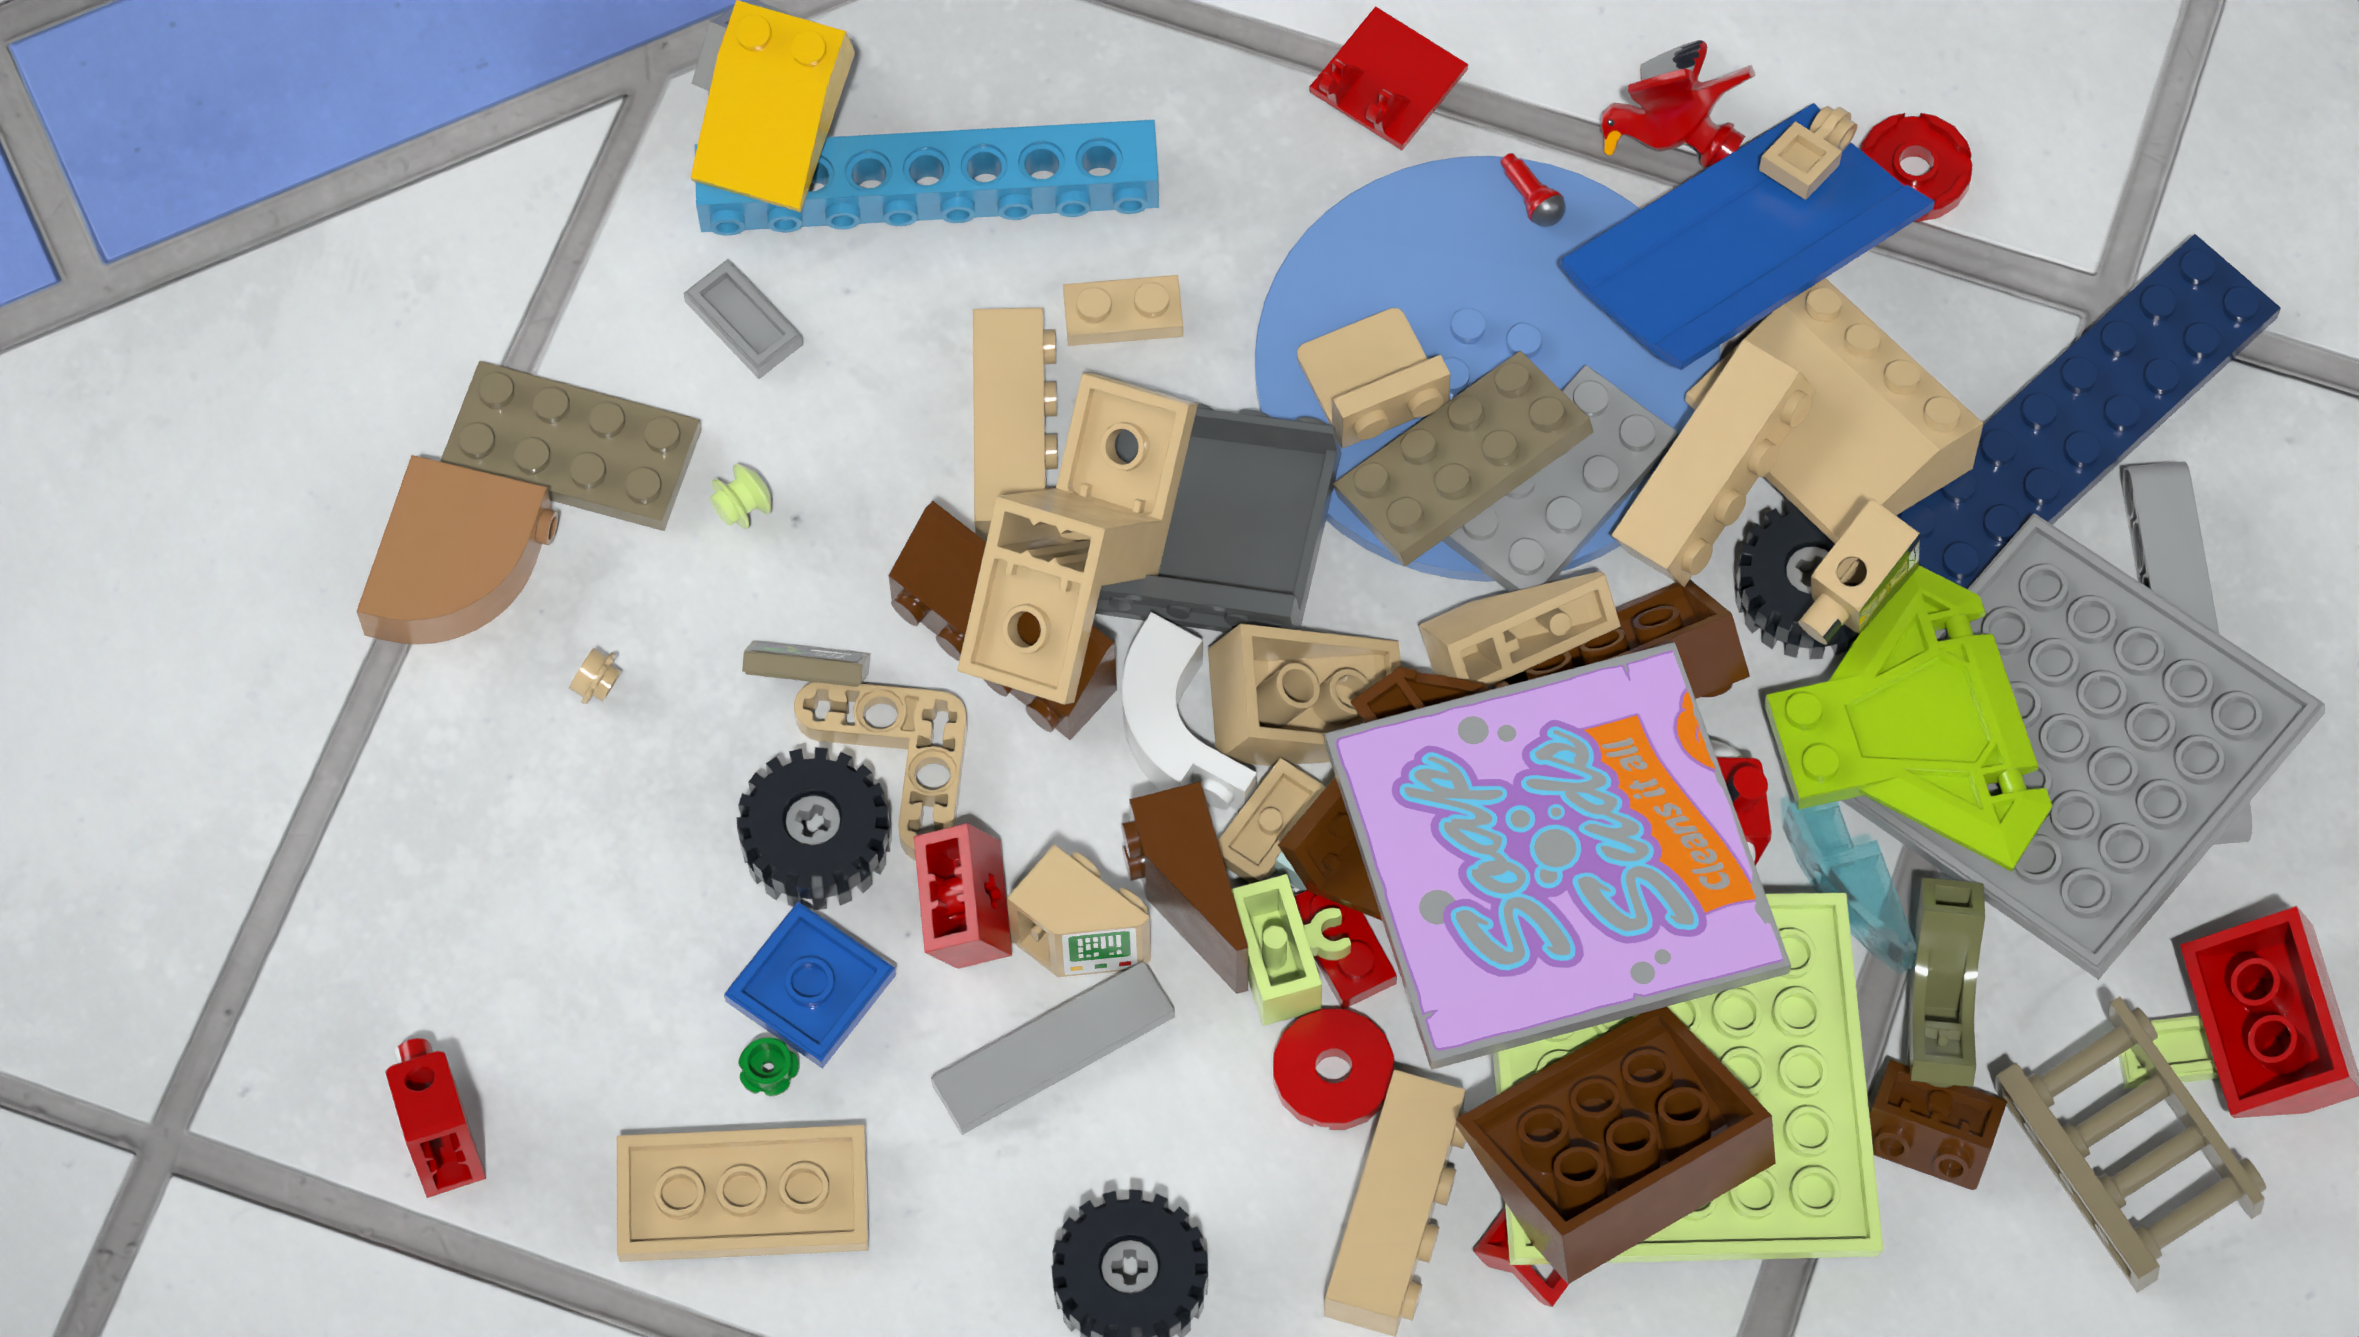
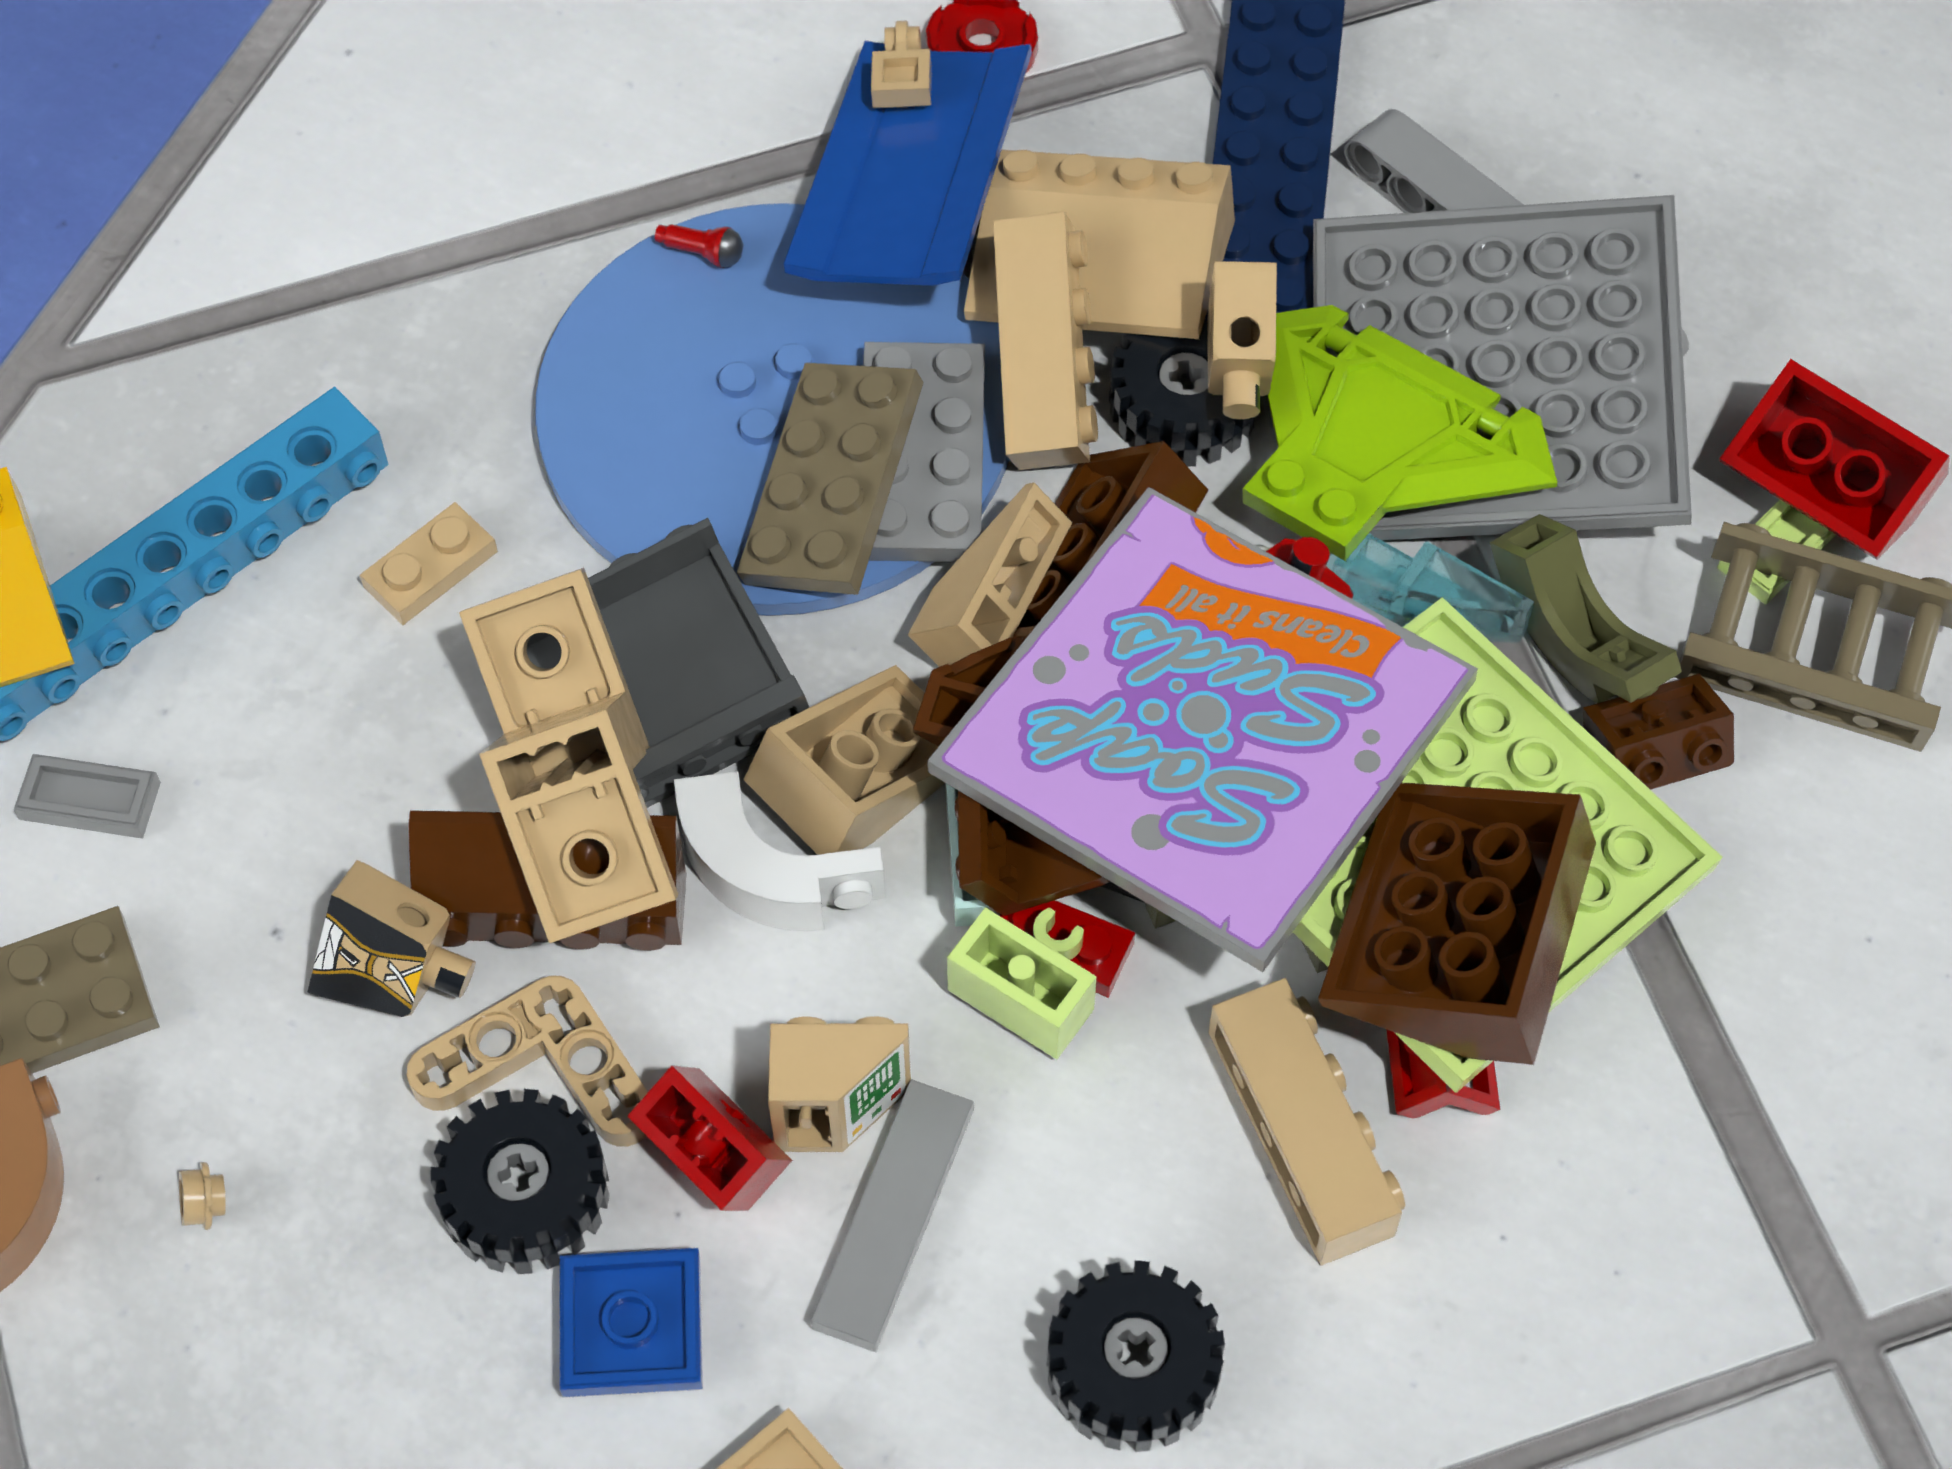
camera: 40 degrees left, 5 degrees down
(740, 496) = (212, 943): yellowish green wheel -> none
(762, 1052) = (647, 1408): green plate -> none
(805, 663) = (393, 1044): dark tan tile -> none
(850, 587) = (385, 946): none -> torso
(1011, 406) = (404, 707): tan brick -> none
(1184, 876) = (886, 964): reddish brown slope -> none
(1253, 836) = (919, 886): tan plate -> none
(1333, 1035) = (1155, 1015): red tile -> none
(1373, 376) = (698, 464): tan bracket -> none
(1388, 78) = (501, 238): red plate -> none
(1676, 106) = (763, 107): red animal -> none

